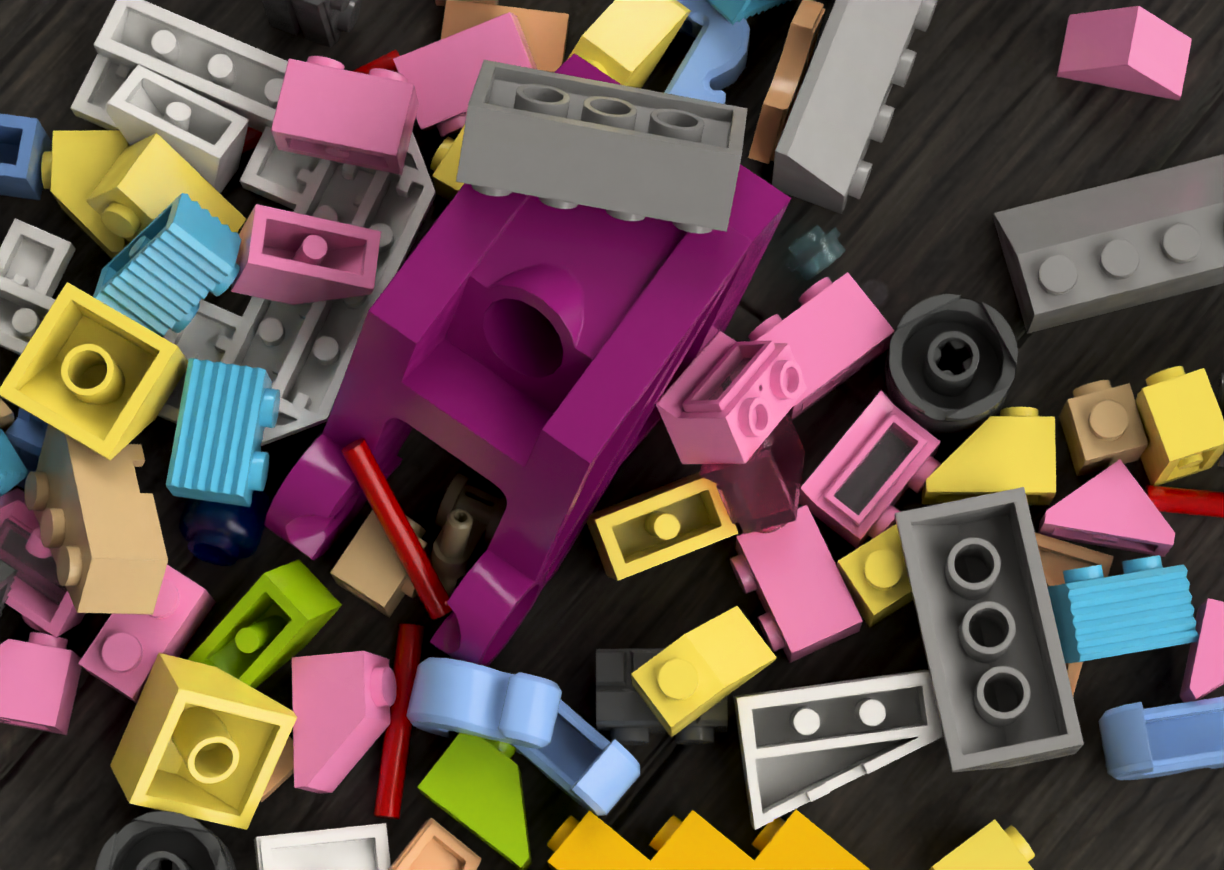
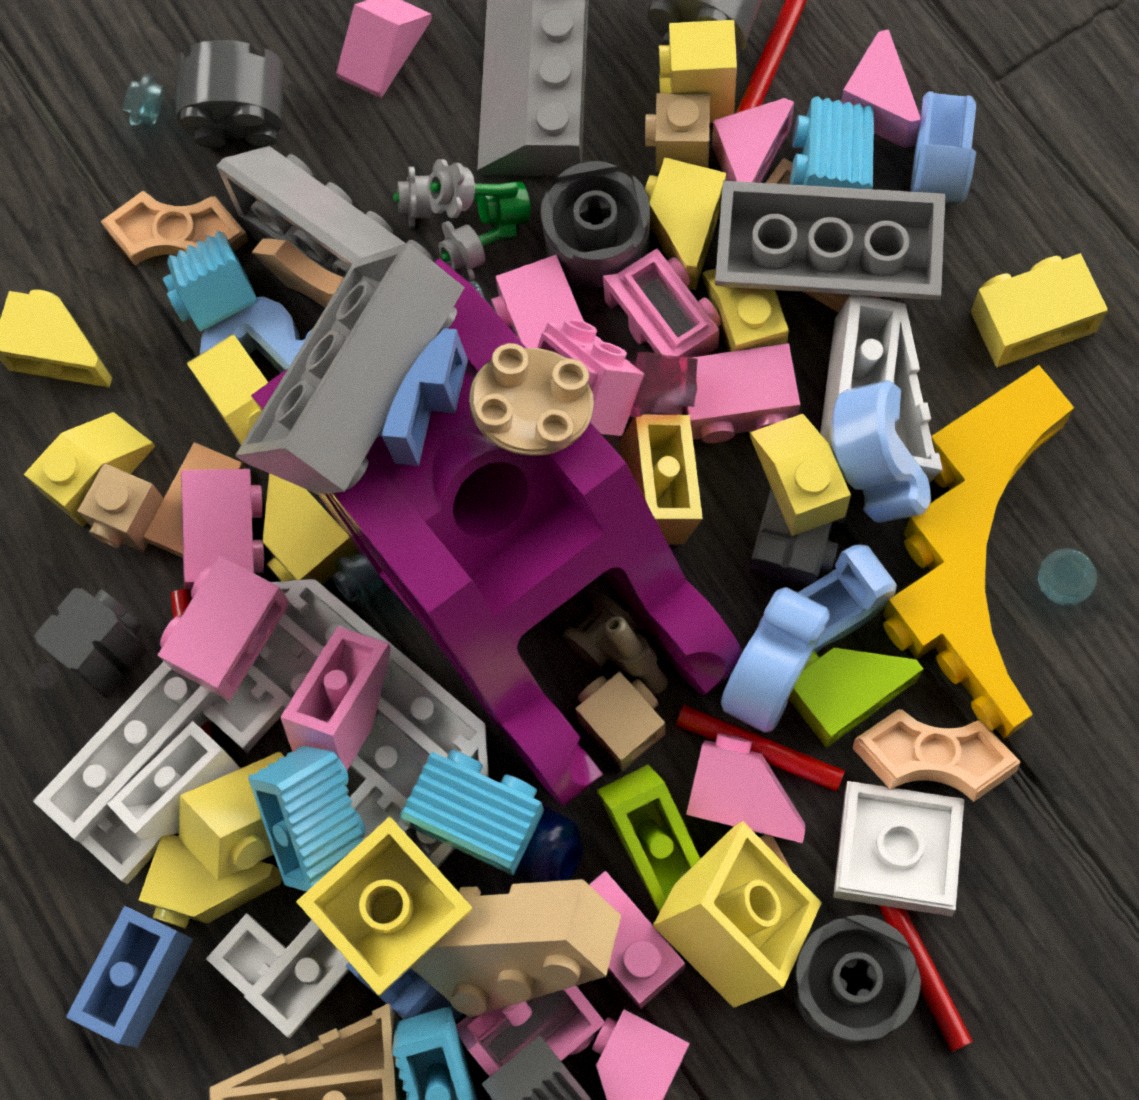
camera: 70 degrees left, 5 degrees down
(397, 528) = (603, 685): red bar -> none
(614, 233) = (428, 386): none -> medium blue slope
(624, 342) = (531, 400): none -> tan dish
(730, 738) = (873, 454): none -> light blue animal
(924, 190) = (453, 191): none -> light grey plant

